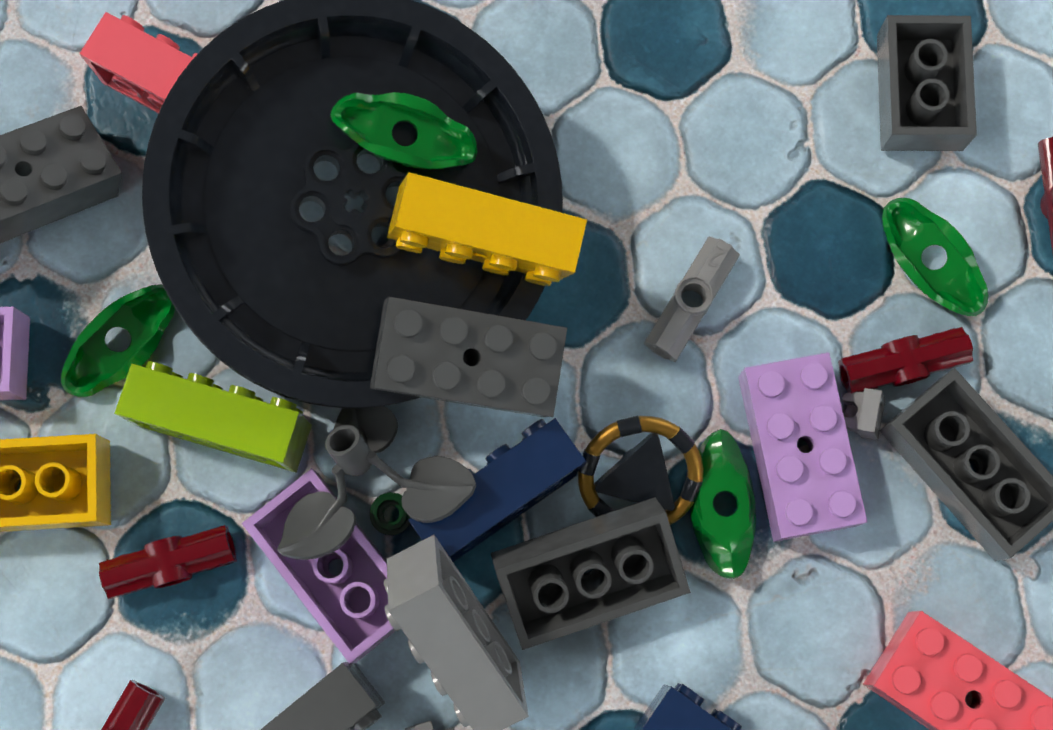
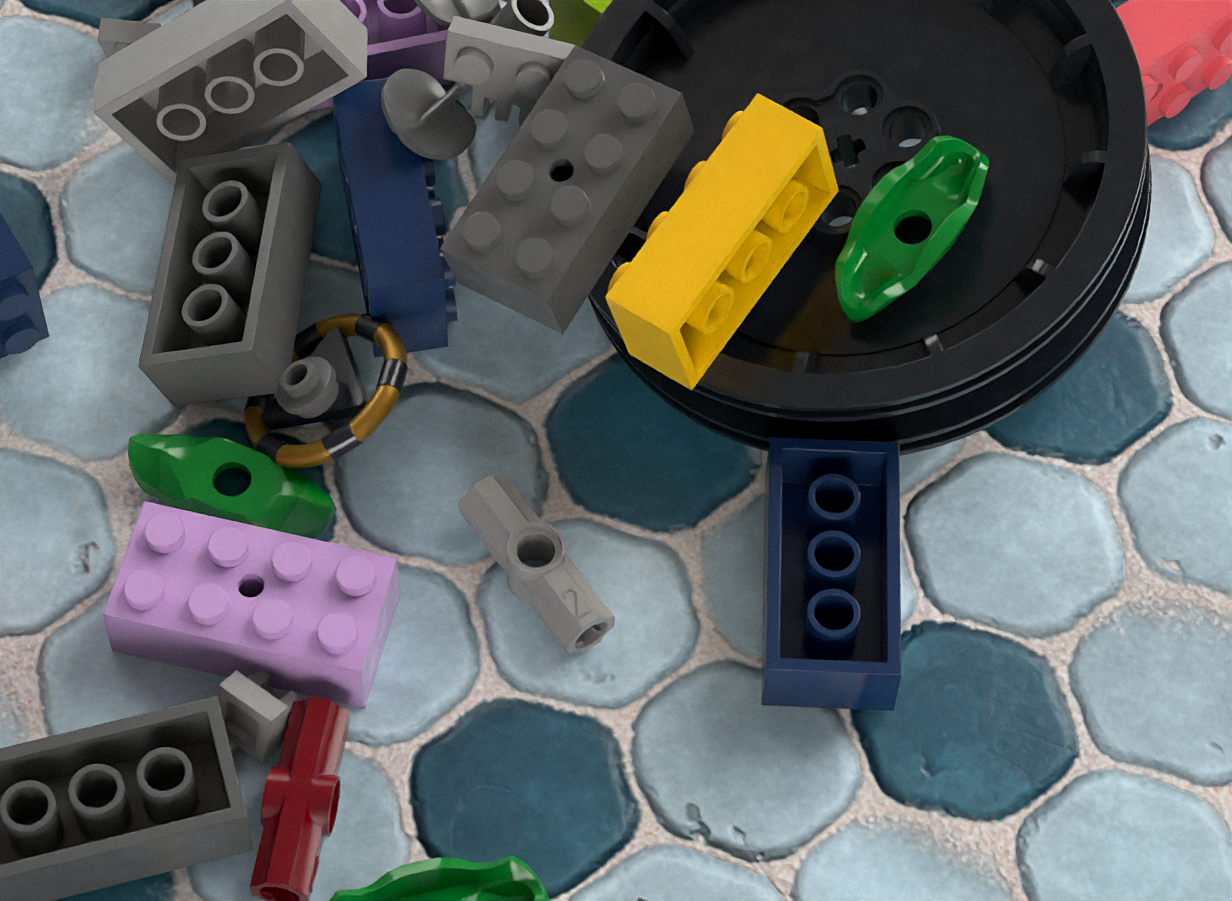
camera: 110 degrees right, 20 degrees down
(391, 446) = (501, 65): none -> light grey hinge
(651, 468) = (307, 387): none -> dark grey plate
(657, 105) = (831, 574): none -> dark blue brick

